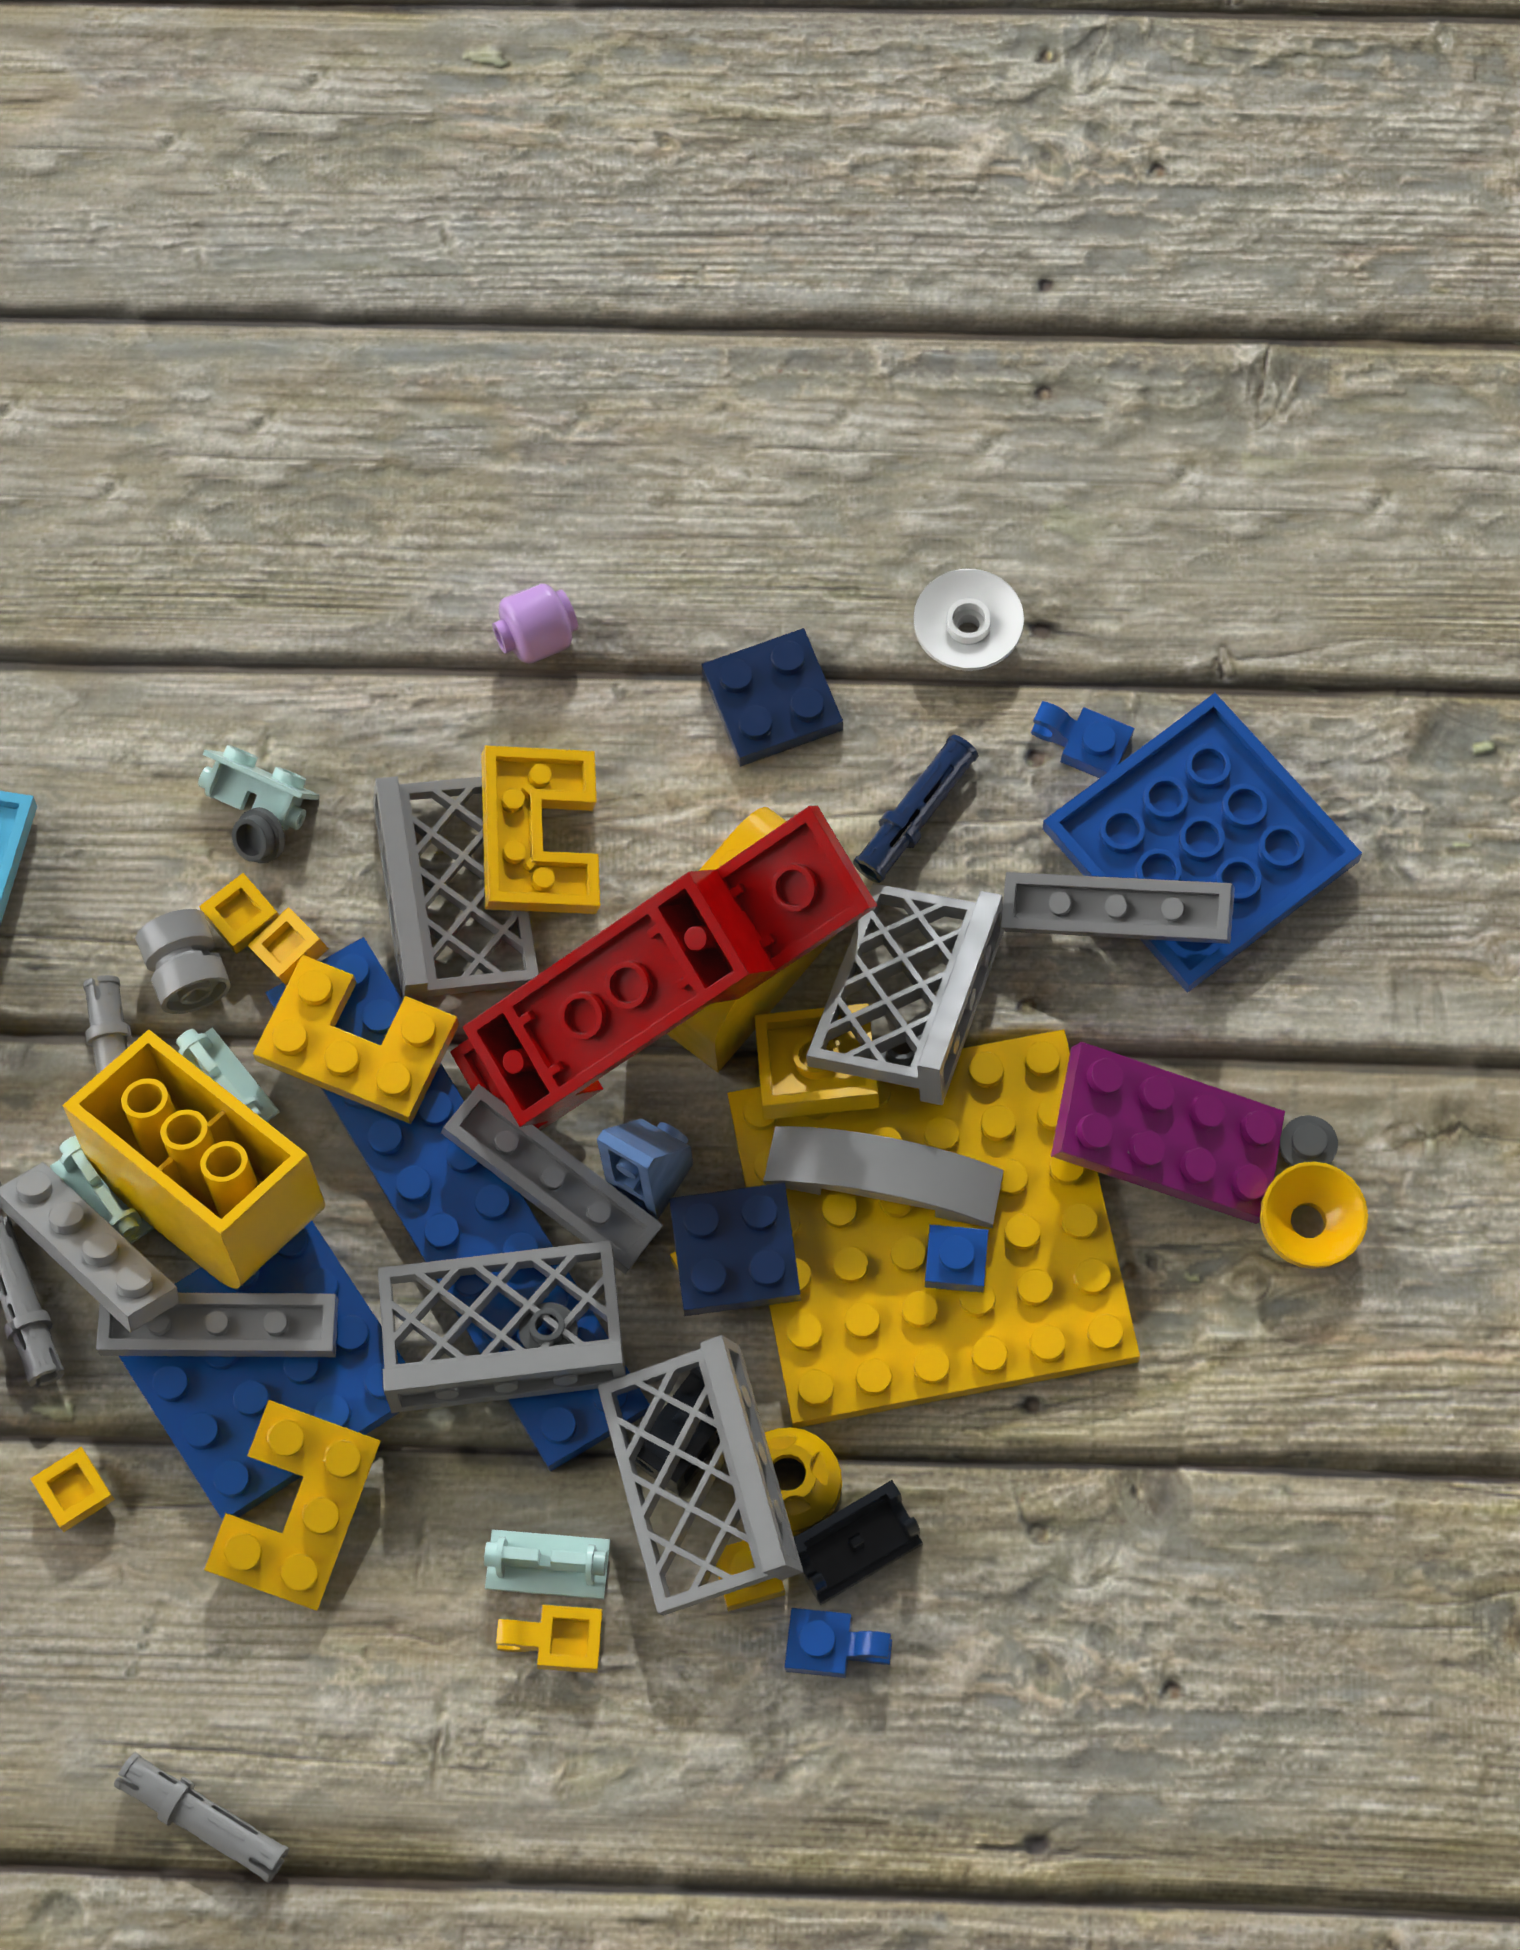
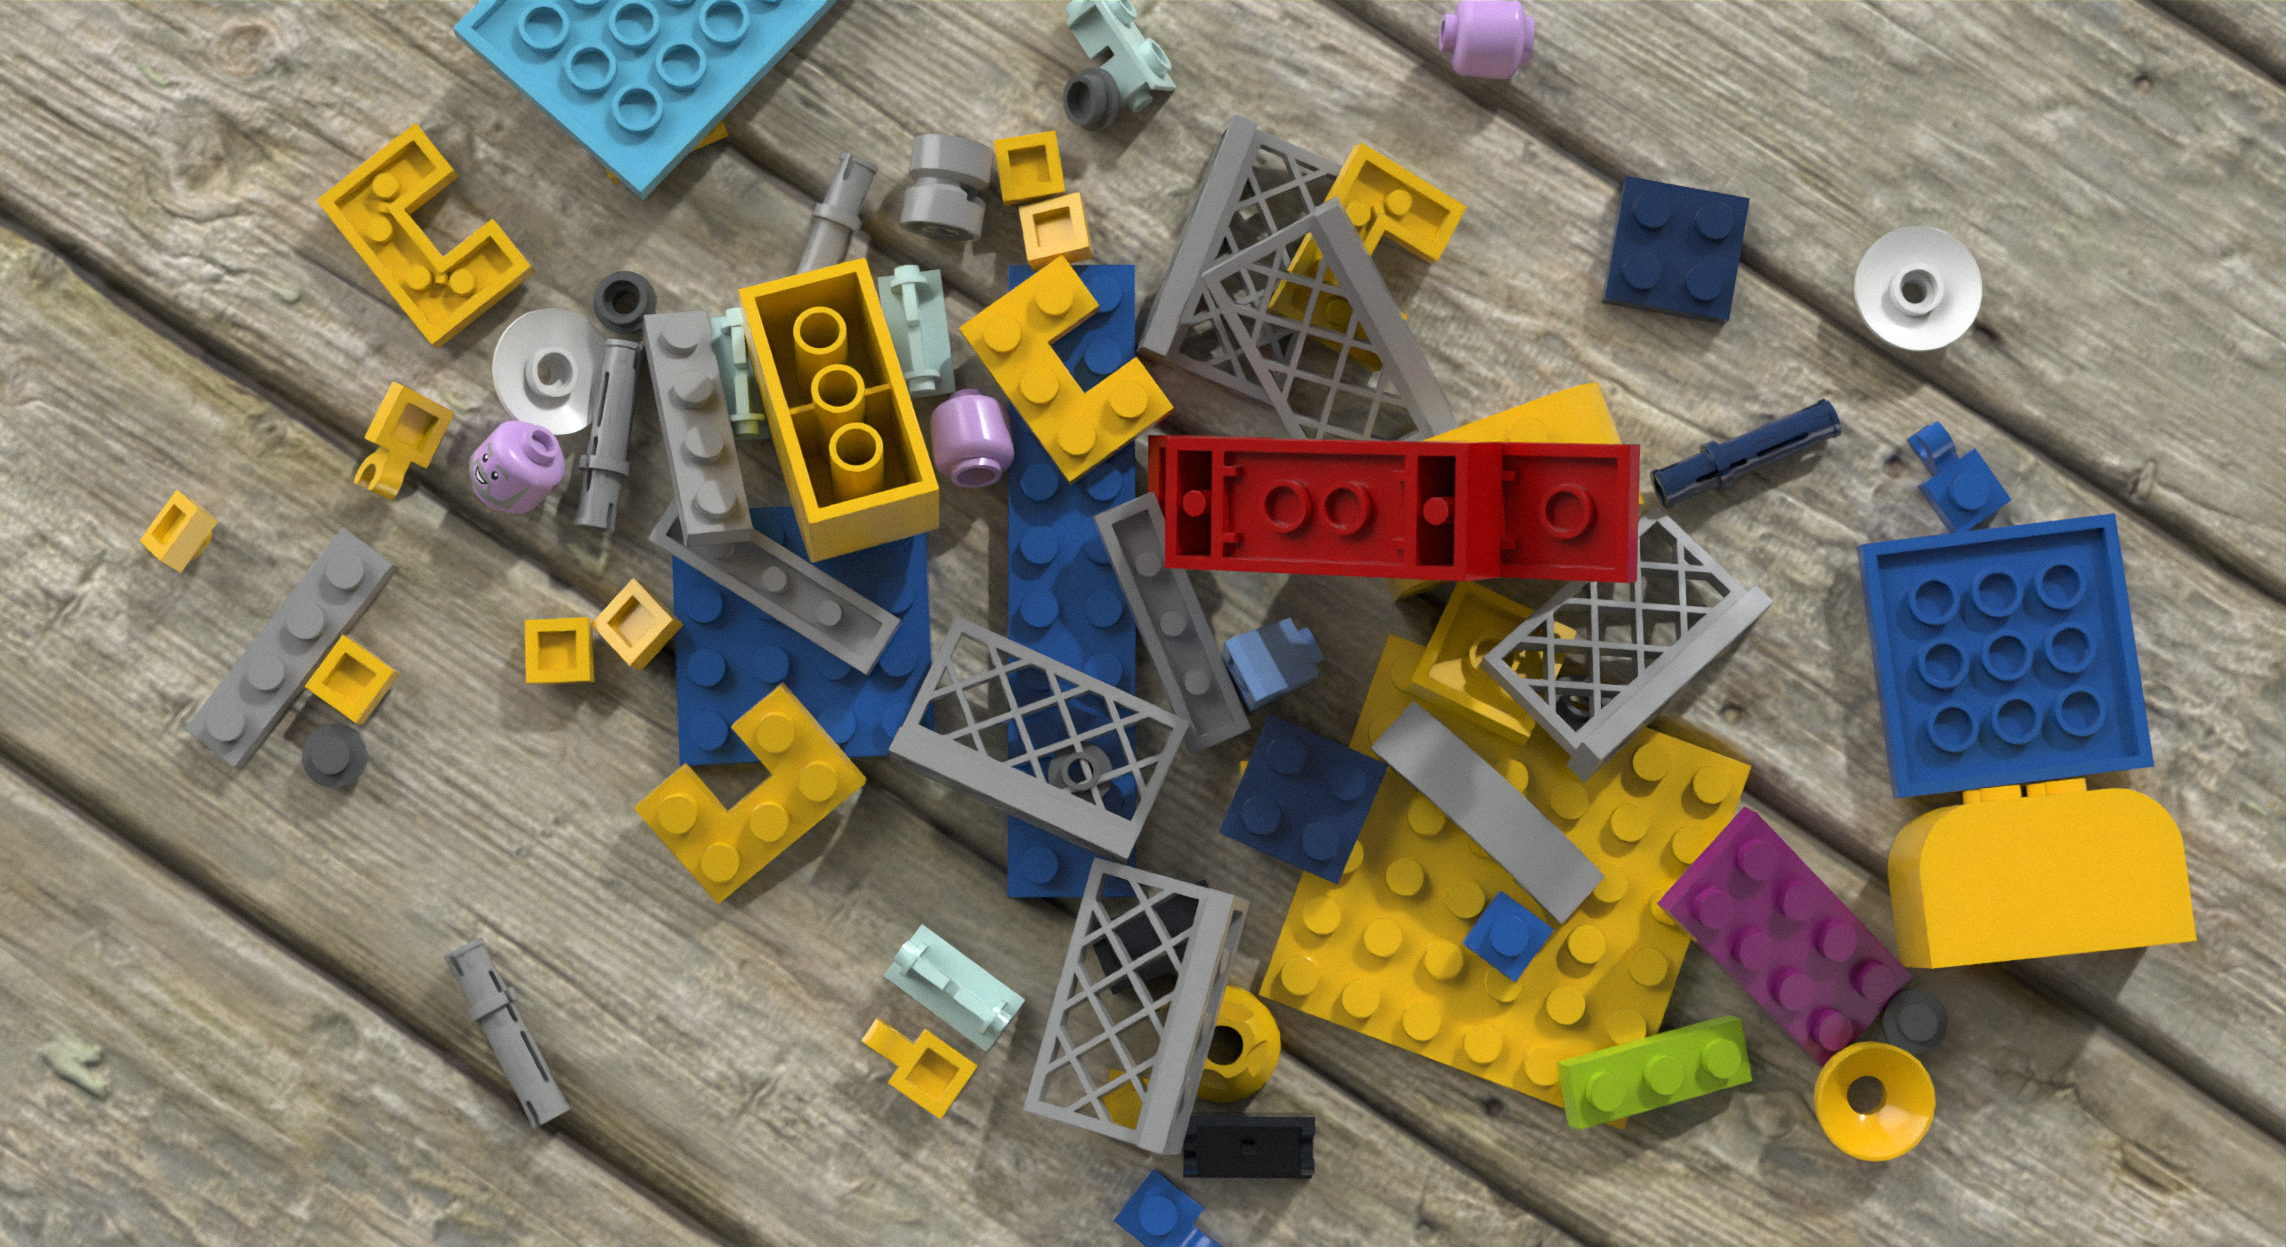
camera: 30 degrees right, 15 degrees up
(124, 1430) = (637, 624): none -> yellow plate
(318, 1129) = (972, 438): none -> lavender head
(555, 848) = (1371, 305): none -> light grey fence
(1118, 907) = (1879, 683): light grey plate -> none
(1133, 1294) = (1654, 1072): none -> lime plate
(1327, 976) = (2038, 876): none -> yellow brick

